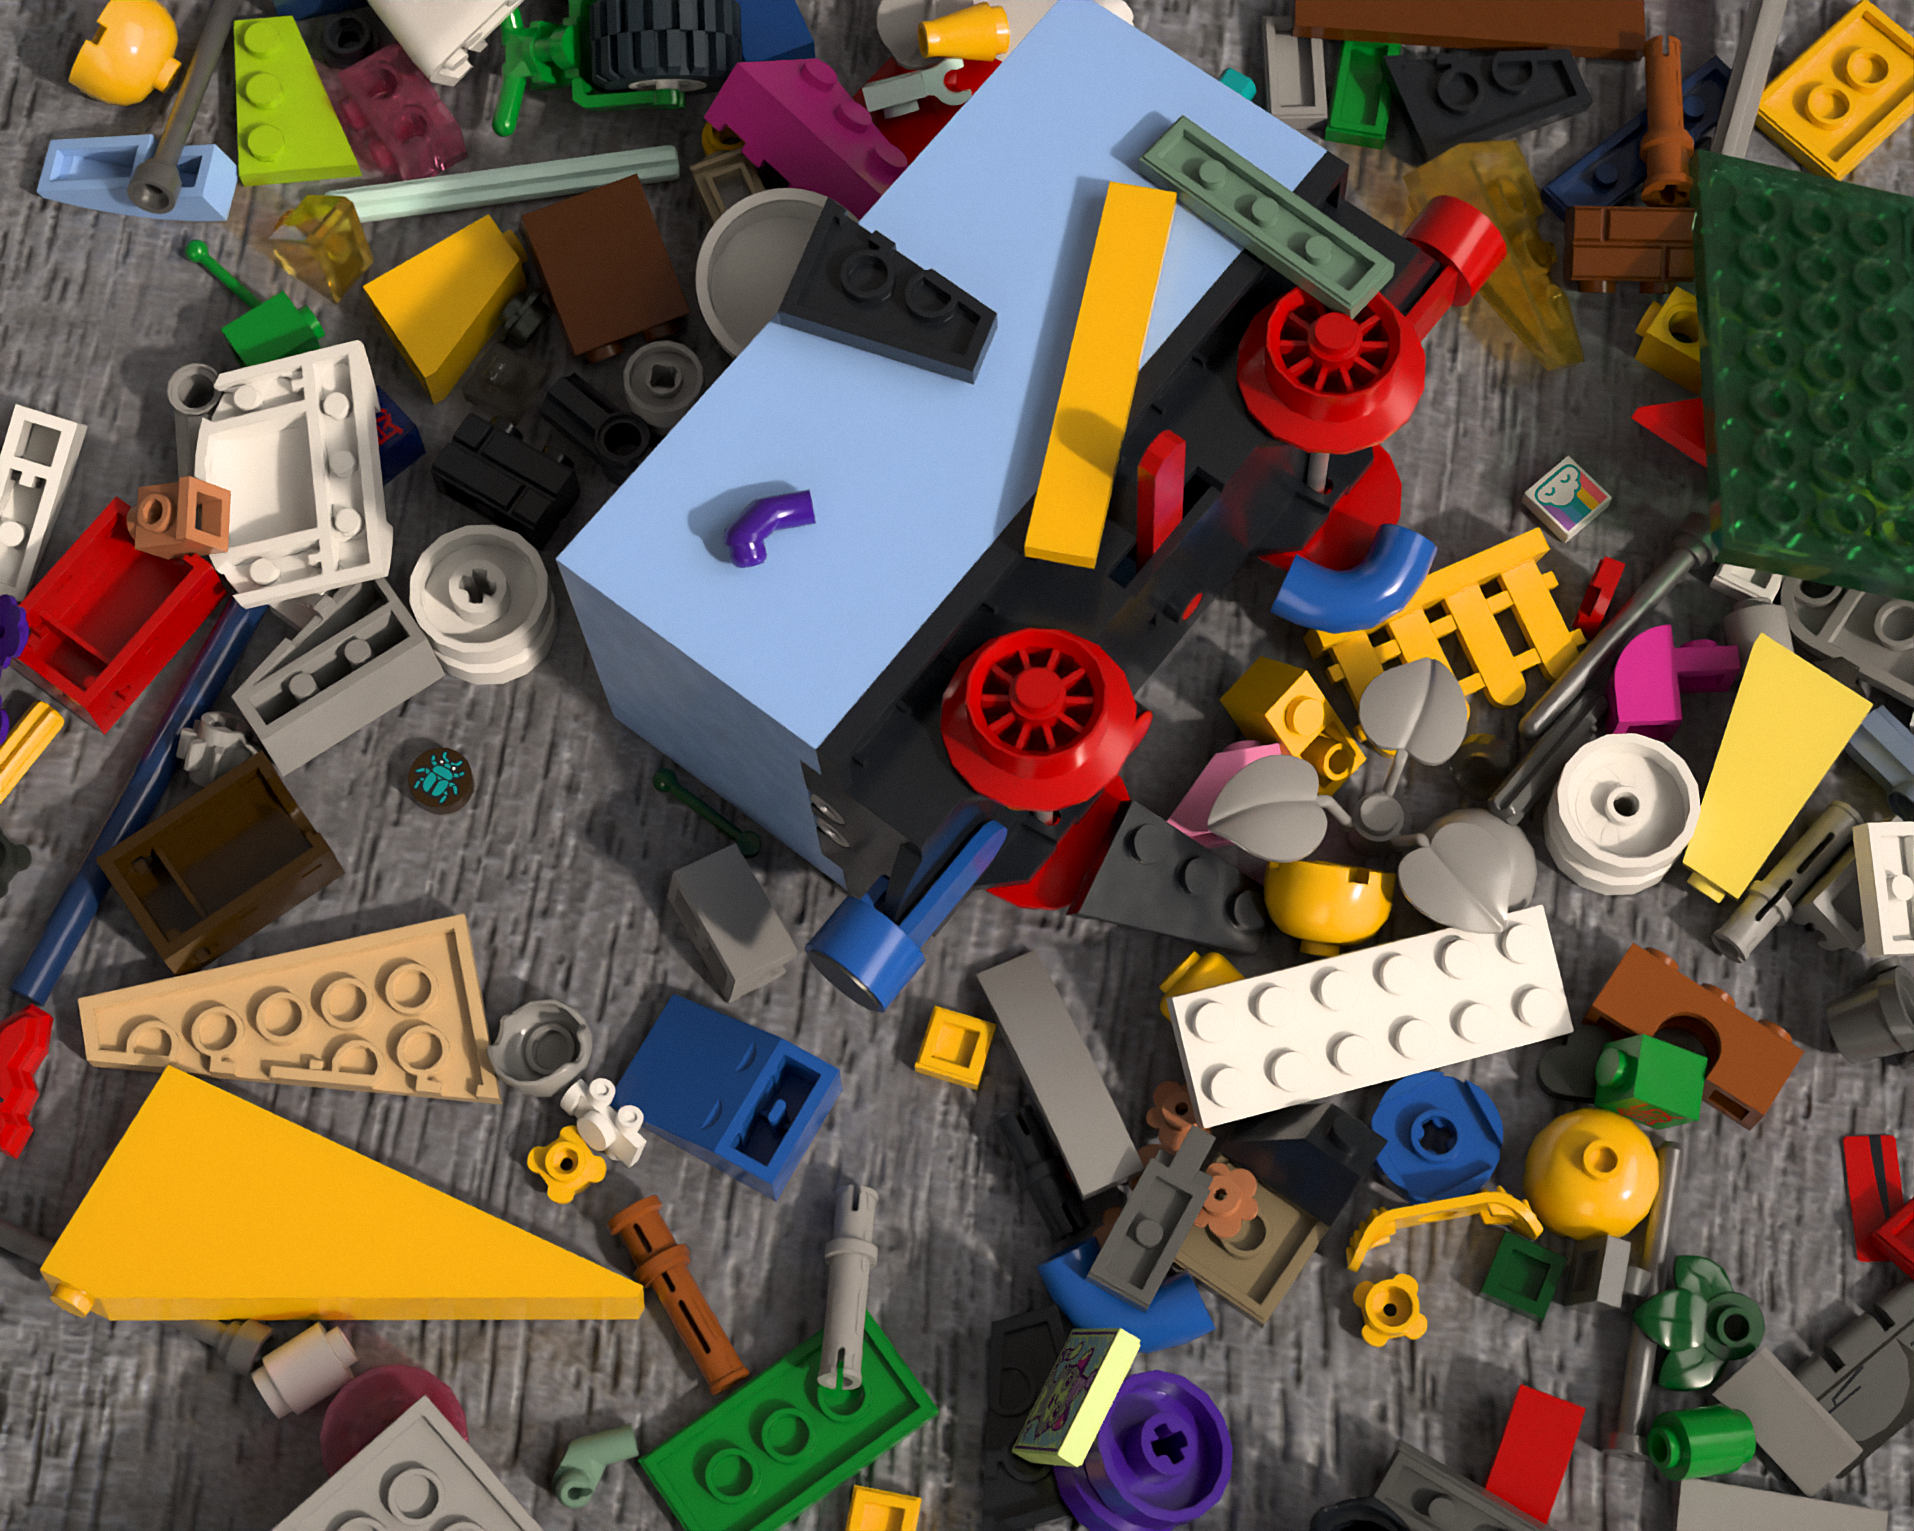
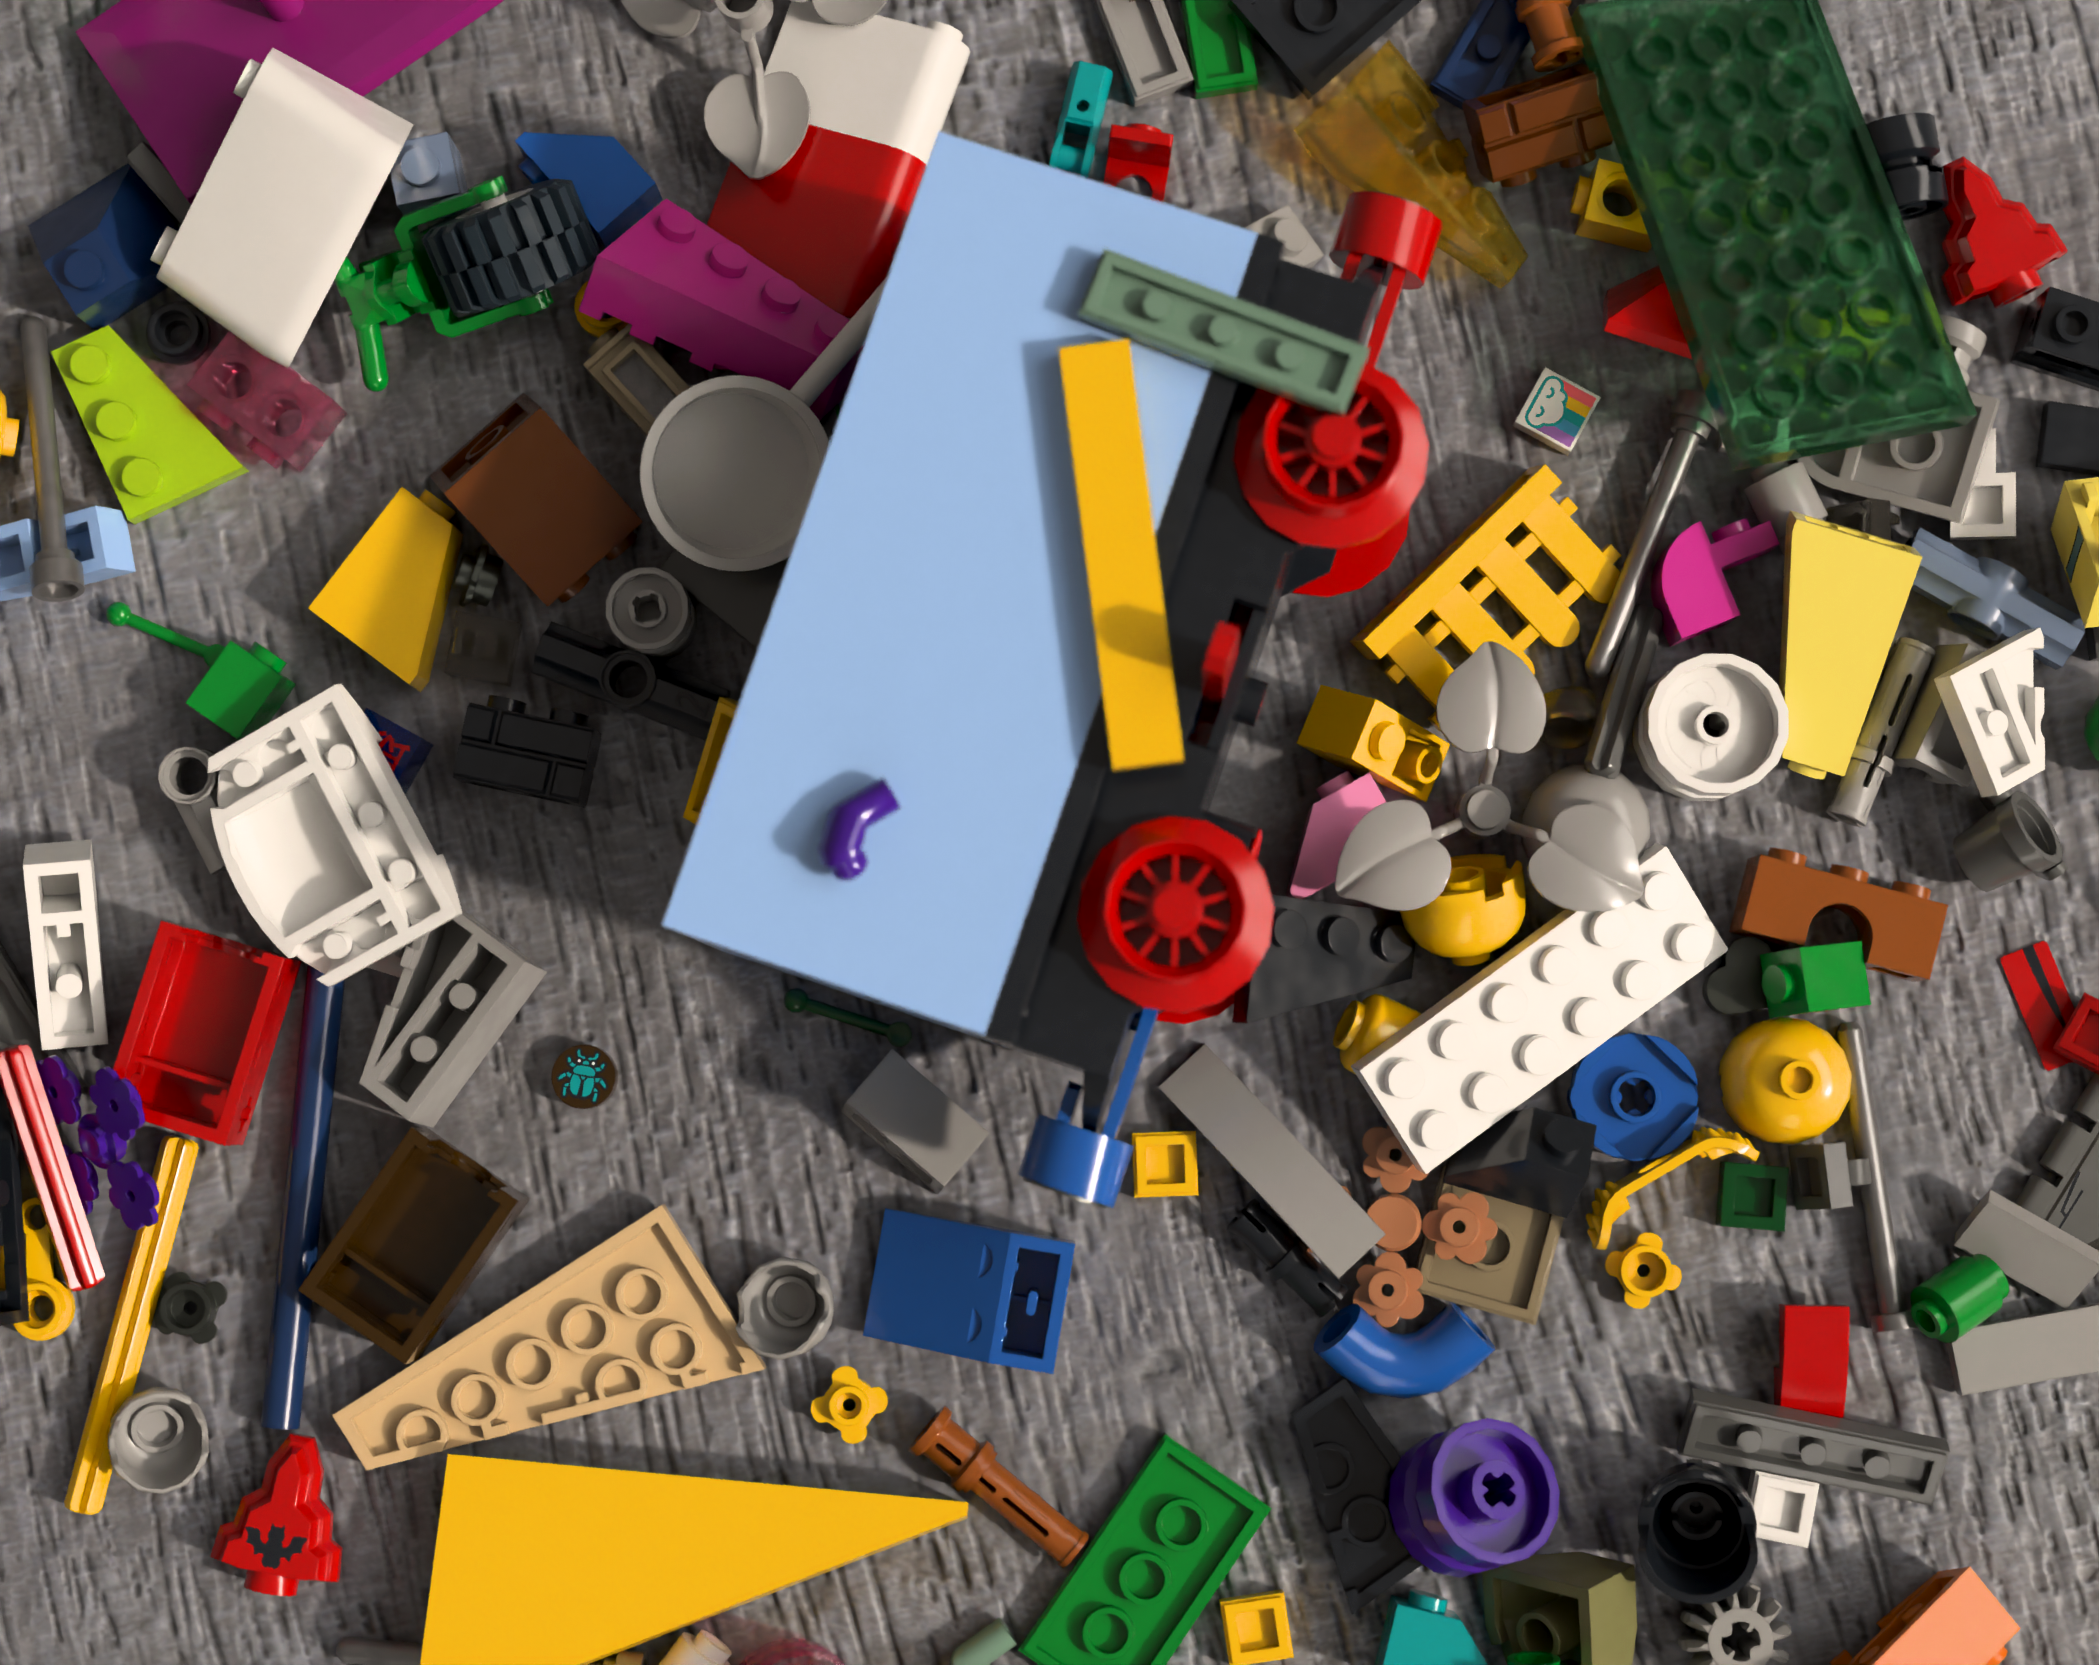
camera: 20 degrees left, 15 degrees up
(167, 517) = (223, 929): nougat brick -> none
(215, 746) = (362, 1129): light grey gear -> none
(323, 244) = (244, 572): clear yellow slope -> none
(484, 604) = (521, 886): white wheel -> none
(510, 183) = (396, 438): light aqua axle -> none
(601, 1125) = (868, 1360): white piece -> none
(849, 1260) = (1150, 1429): light grey pin -> none
(876, 299) = (881, 554): black wing -> none
(900, 93) = (766, 205): light aqua plate -> none
(969, 33) = (809, 124): yellow cone -> none
(1077, 1396) = (1400, 1474): tile -> none
(1154, 1223) = (1413, 1280): dark grey hinge -> none
(1361, 595) = (1401, 605): blue cylinder -> none
(1598, 596) = (1619, 508): red tile -> none
(1692, 1322) = (1918, 1189): dark green plate -> none

